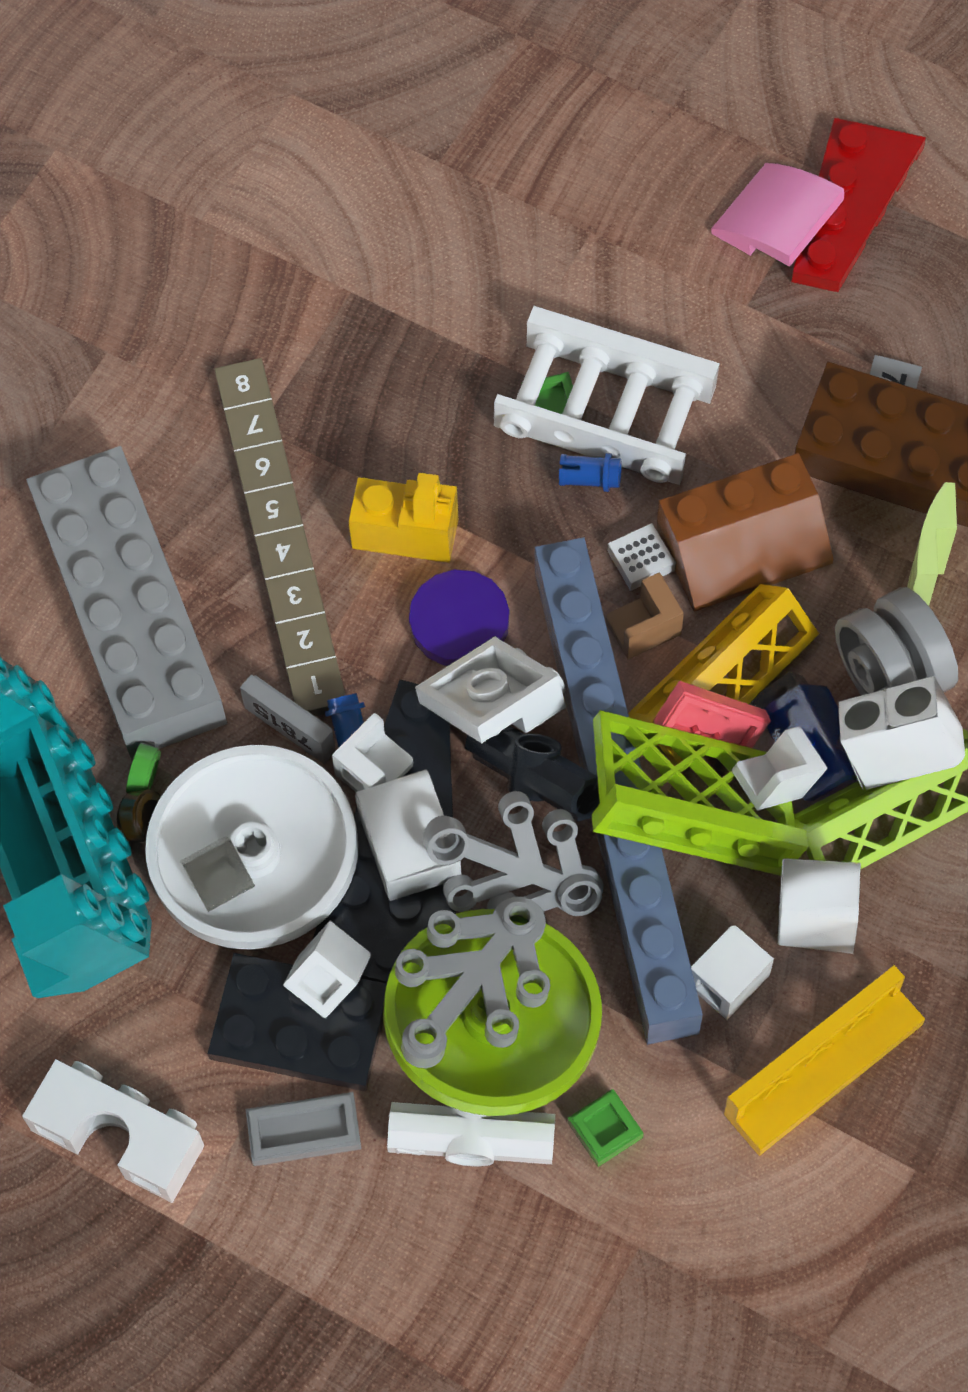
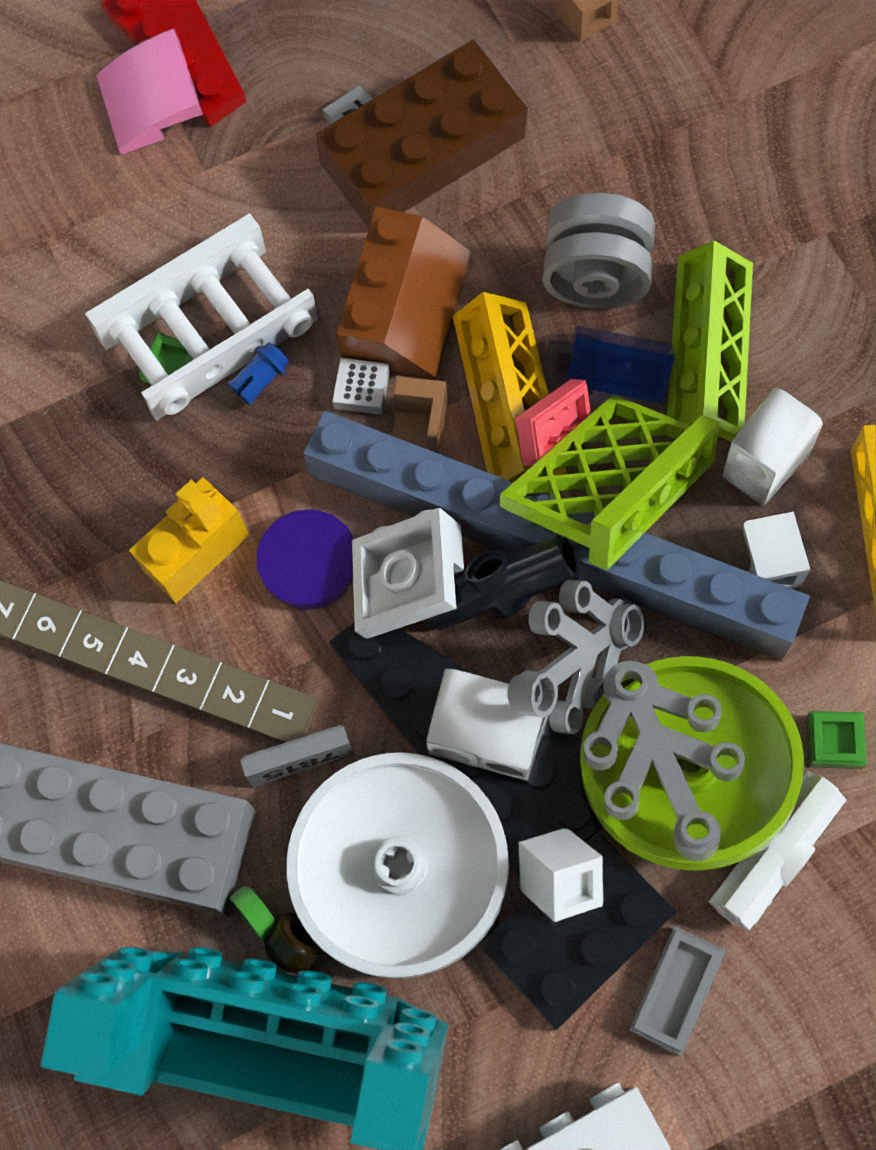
camera: 50 degrees left, 5 degrees up
(217, 873) = (407, 910): clear smoke slope -> none
(345, 716) = (342, 710): blue pin -> none
(370, 757) = (397, 712): white panel -> none
(781, 773) = (635, 399): white panel -> none
(900, 733) = (684, 309): white piece -> none
(934, 543) = (528, 175): yellowish green slope -> none

